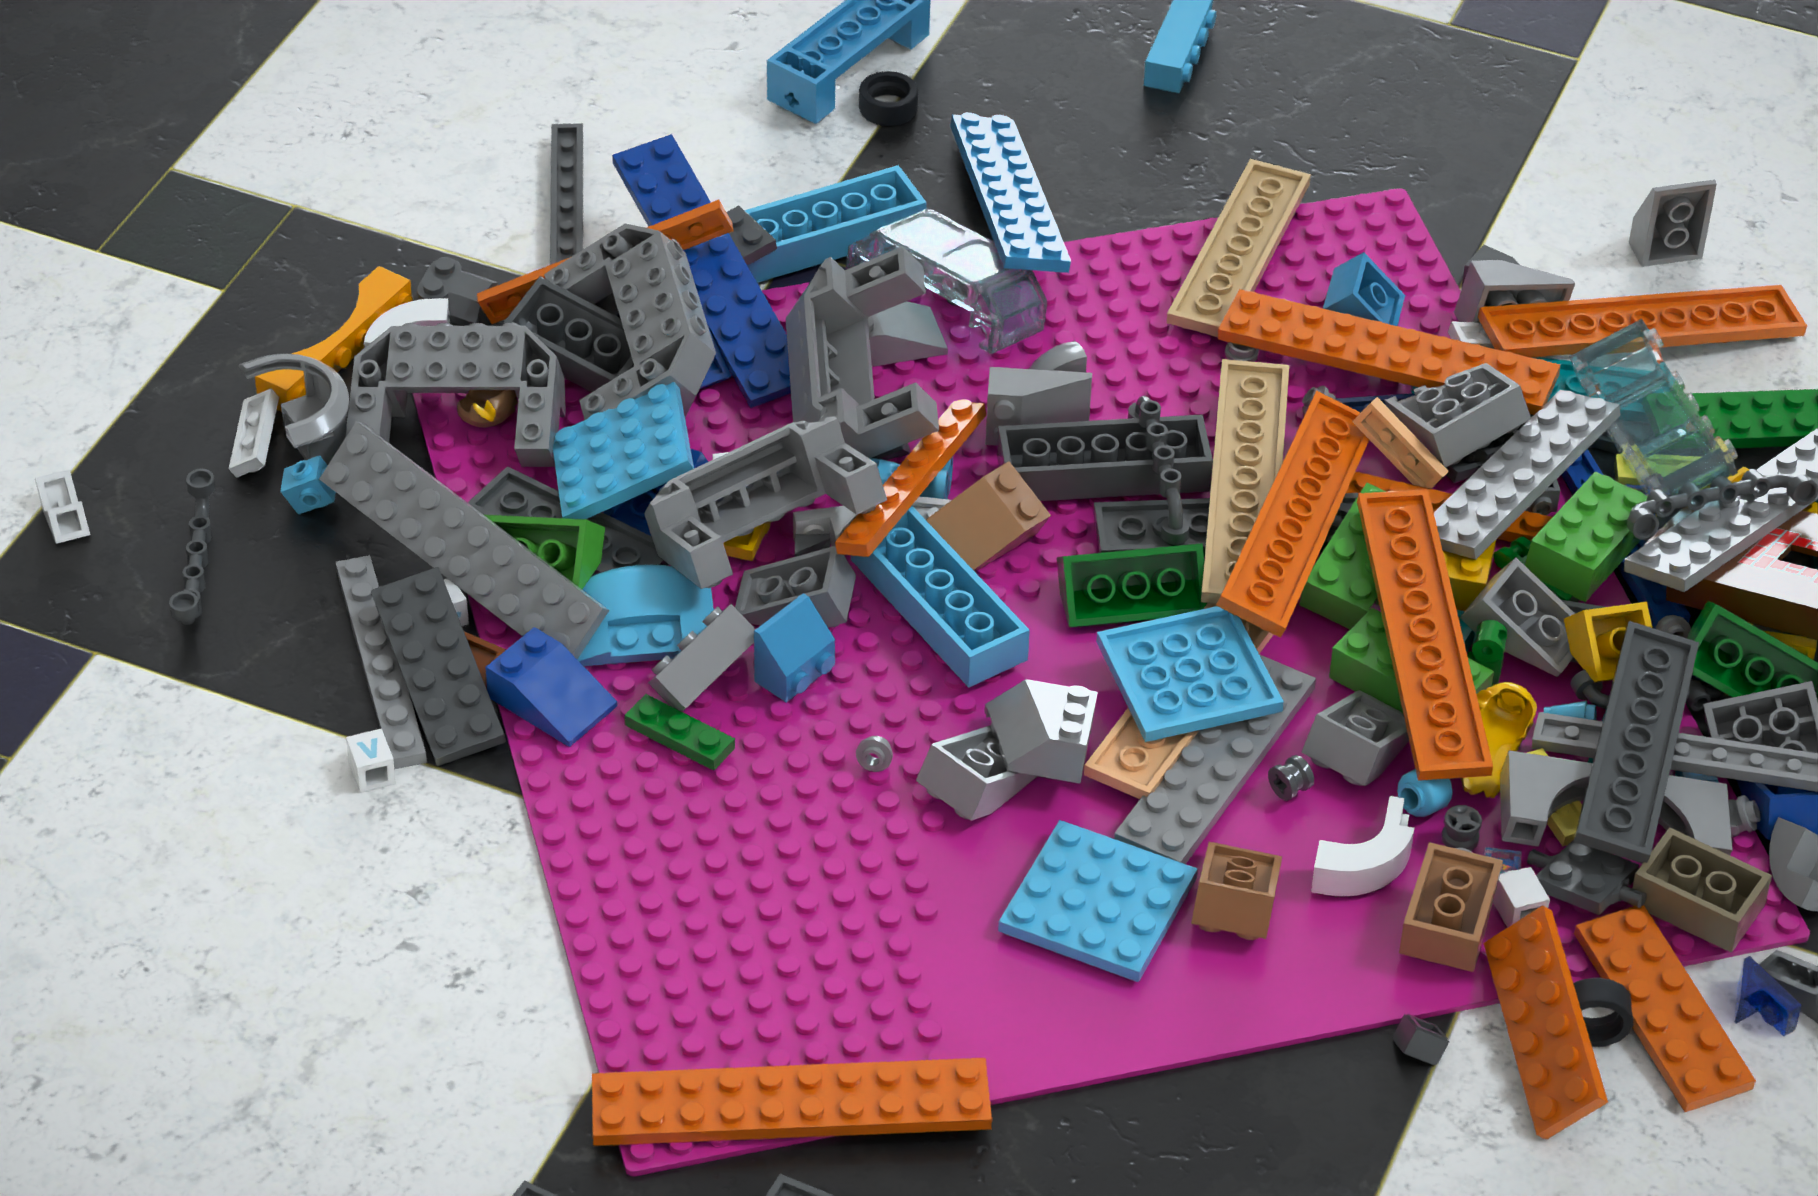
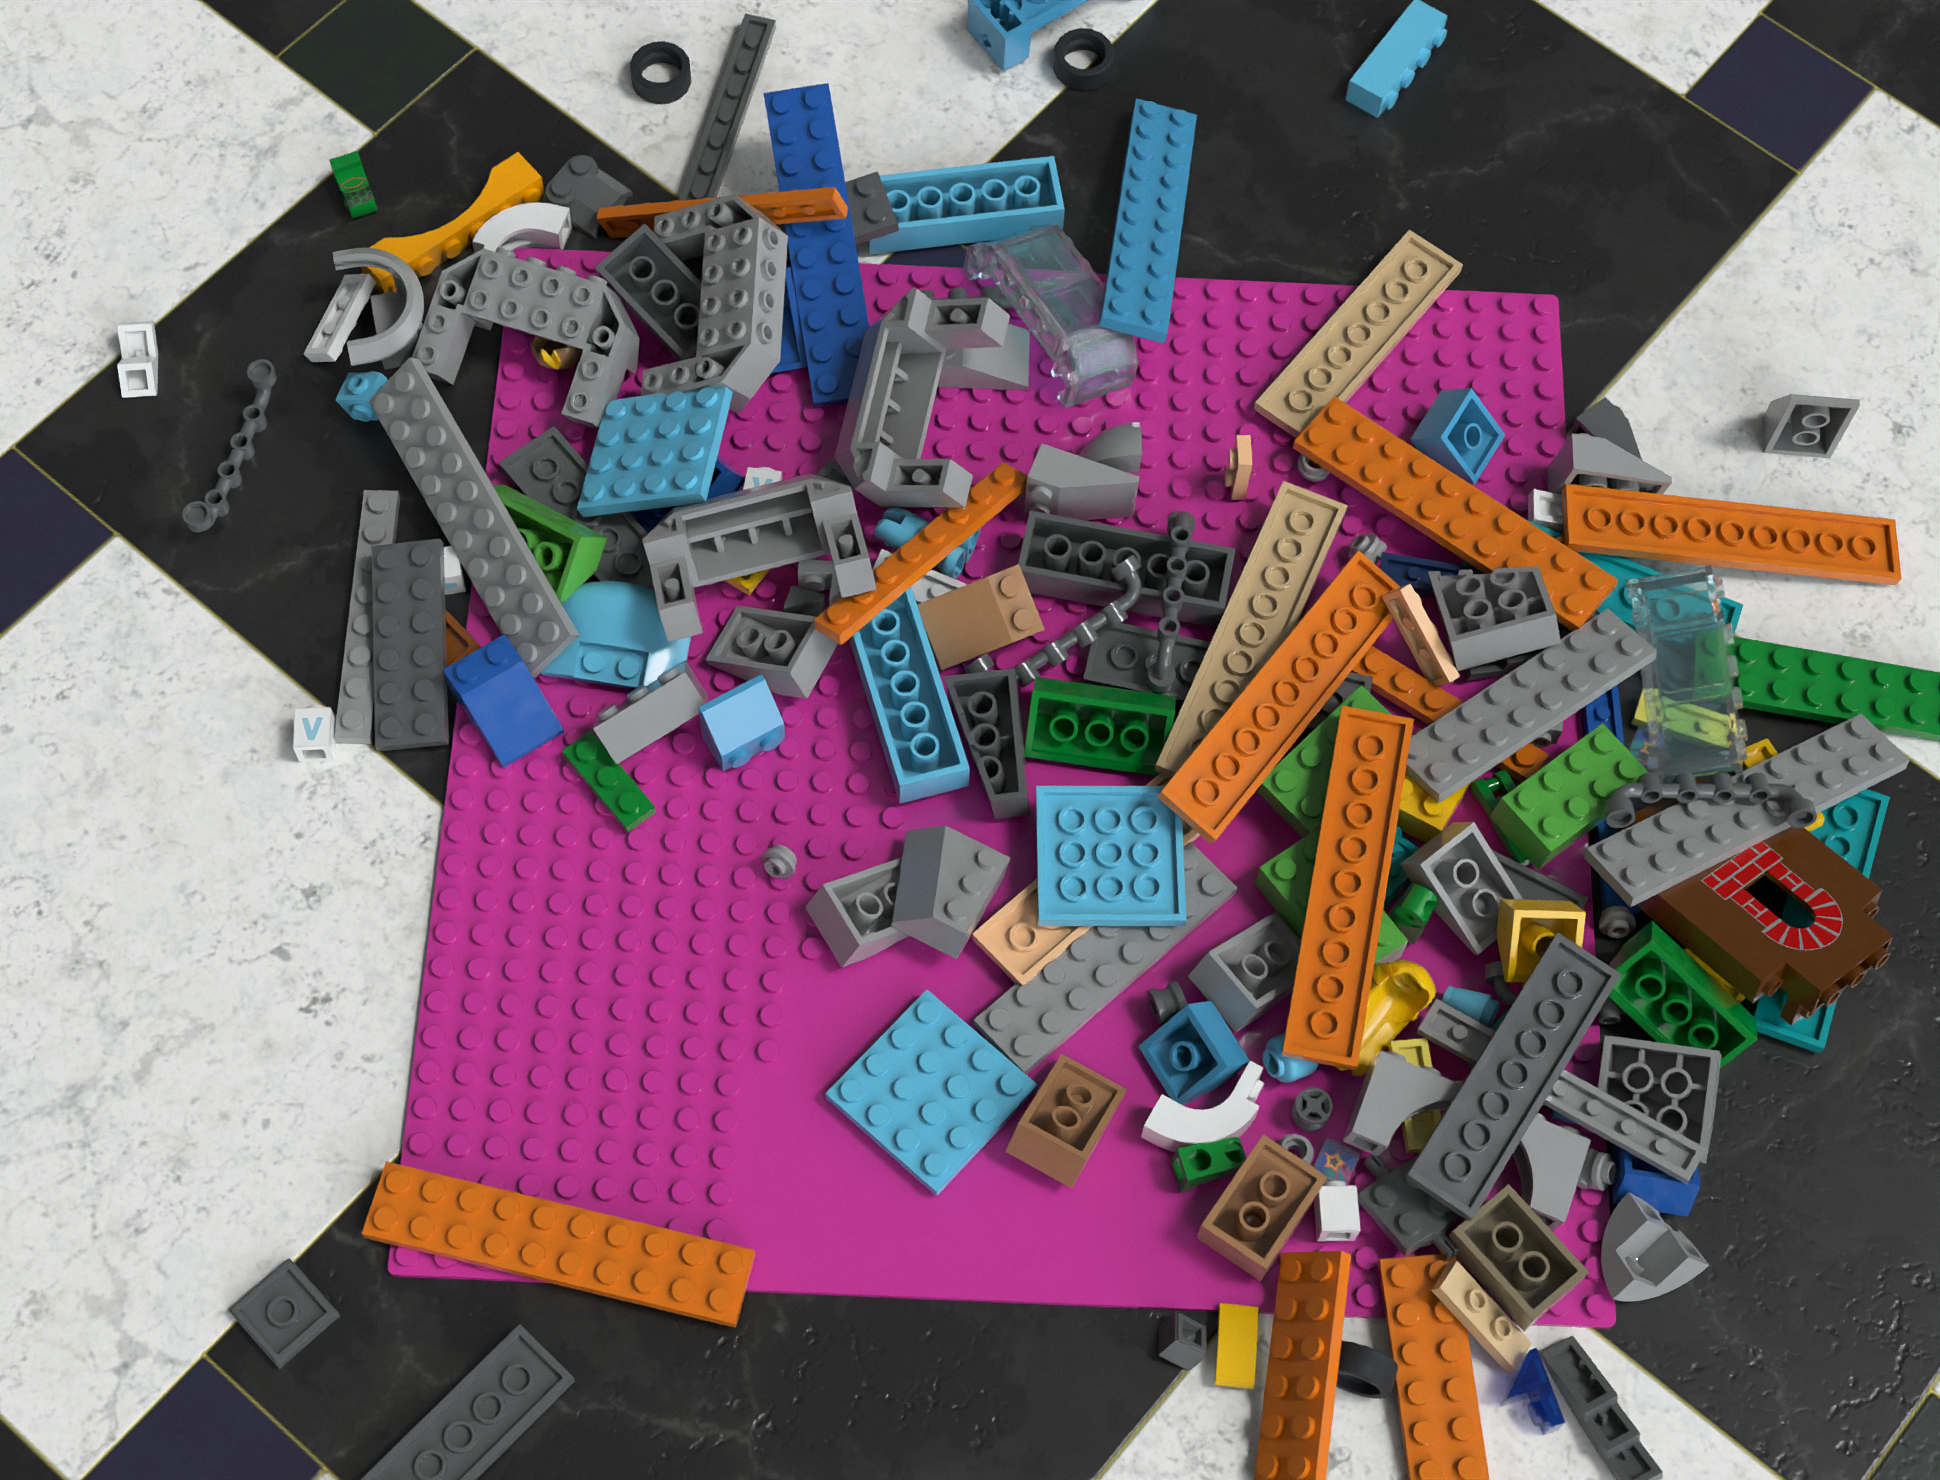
camera: 15 degrees right, 20 degrees up
(221, 328) = (353, 184): none -> green leg
(492, 200) = (660, 53): none -> black tyre
(1041, 603) = (992, 726): none -> dark grey wedge
(1067, 534) = (1081, 634): none -> dark grey bar
(1177, 359) = (1239, 467): none -> light nougat plate
(1332, 807) = (1194, 1053): none -> dark azure slope
(1381, 890) = (1207, 1162): none -> green leg
(1473, 1030) = (1236, 1346): none -> yellow slope
(1689, 946) = (1481, 1316): none -> tan plate

